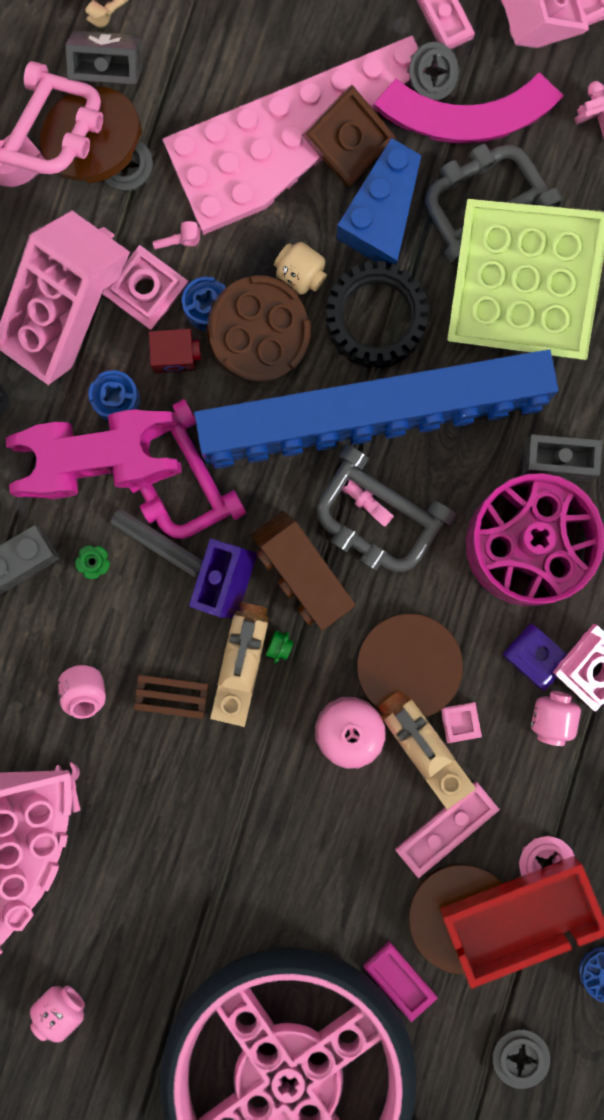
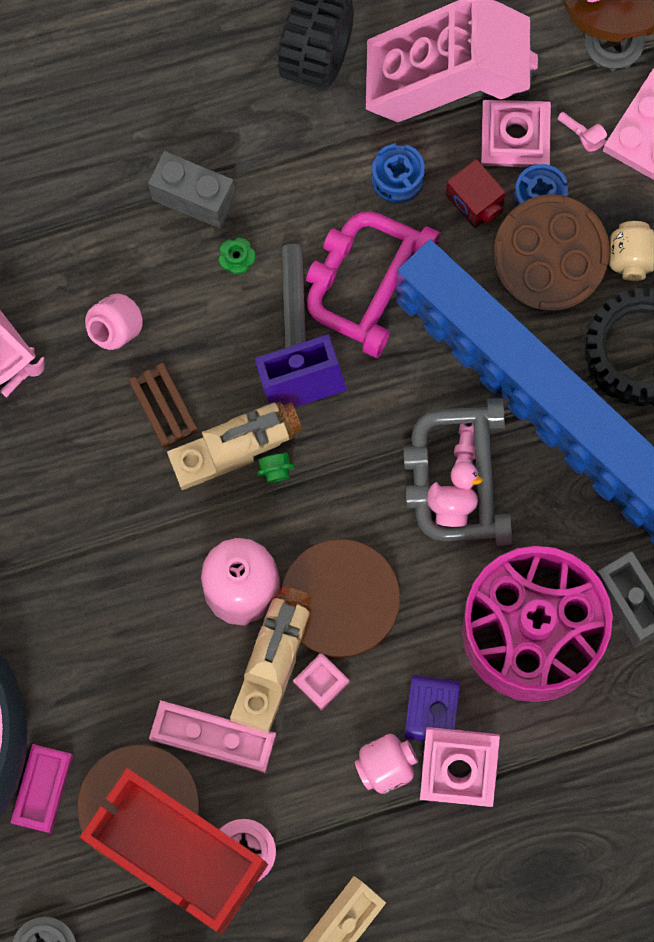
camera: 60 degrees right, 10 degrees down
(68, 457) = (348, 205): dark pink piece -> none
(302, 571) = (356, 439): reddish brown wedge -> none
(399, 533) = (455, 502): none -> bright pink animal

